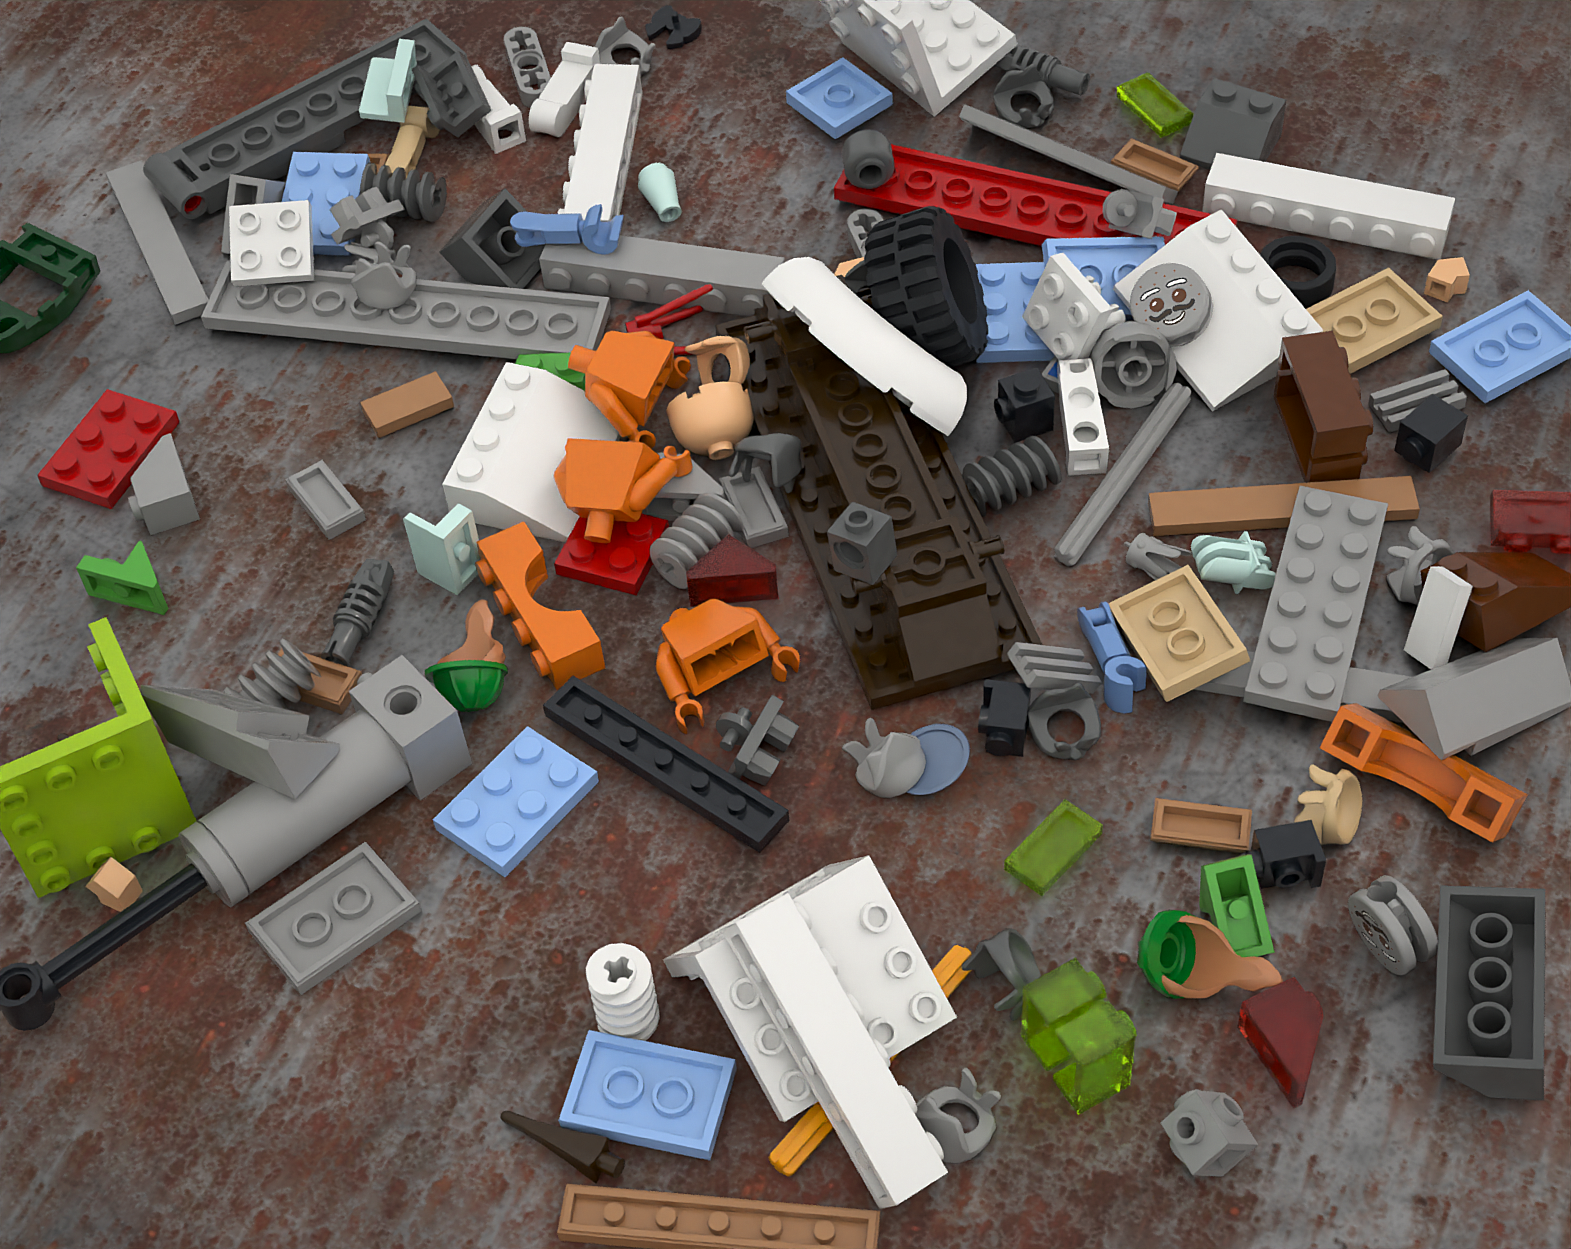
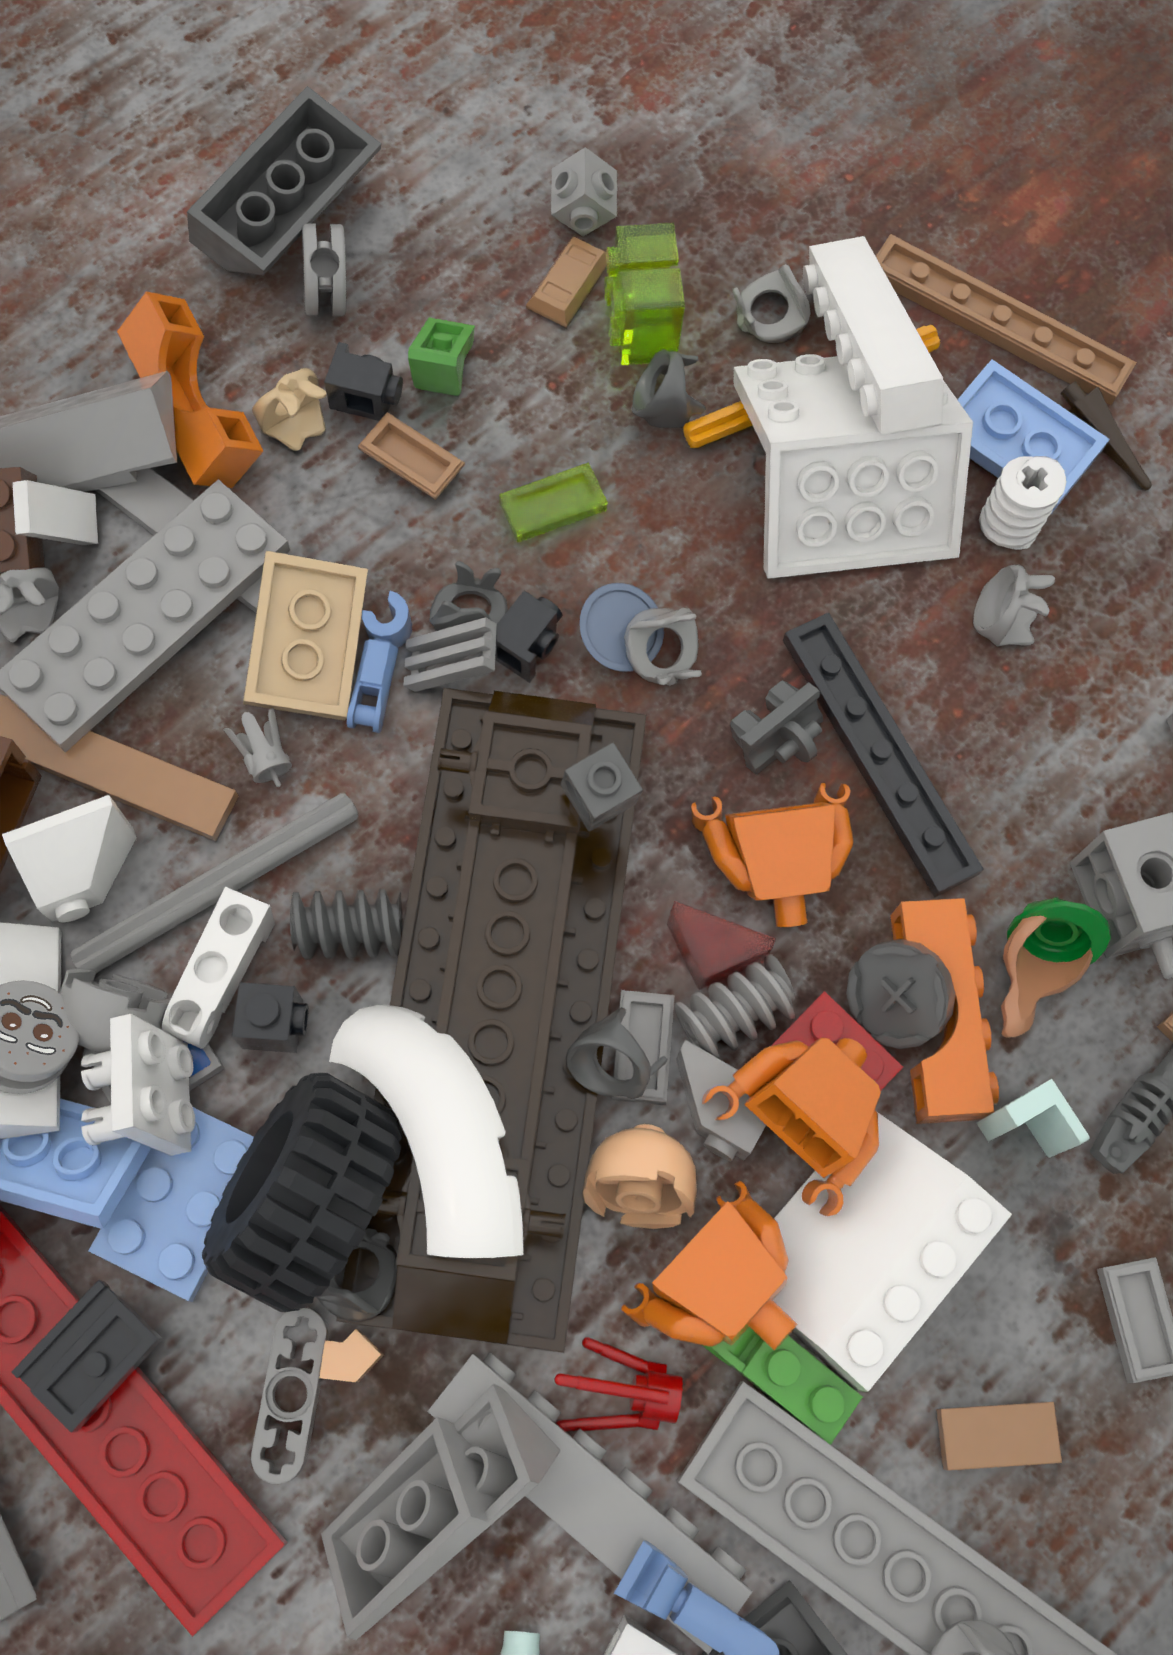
camera: 165 degrees left, 20 degrees up
(516, 801) = (1040, 788): light blue plate -> none
(571, 591) = (901, 993): none -> dark grey tile
(600, 920) = (1008, 608): none -> light grey piece
(708, 351) = (592, 1283): light nougat piece -> none
(747, 215) = (432, 1505): none -> light grey slope
(868, 159) = (221, 1543): dark grey head -> none
(1008, 204) = (87, 1356): none -> black plate
(1170, 1060) = (568, 282): none -> medium nougat tile
(1194, 959) = (513, 331): piece -> none
(1233, 425) = (72, 857): none -> white slope
(1233, 561) = (190, 700): light aqua arm -> none
(1284, 1033) = (467, 243): clear red slope -> none

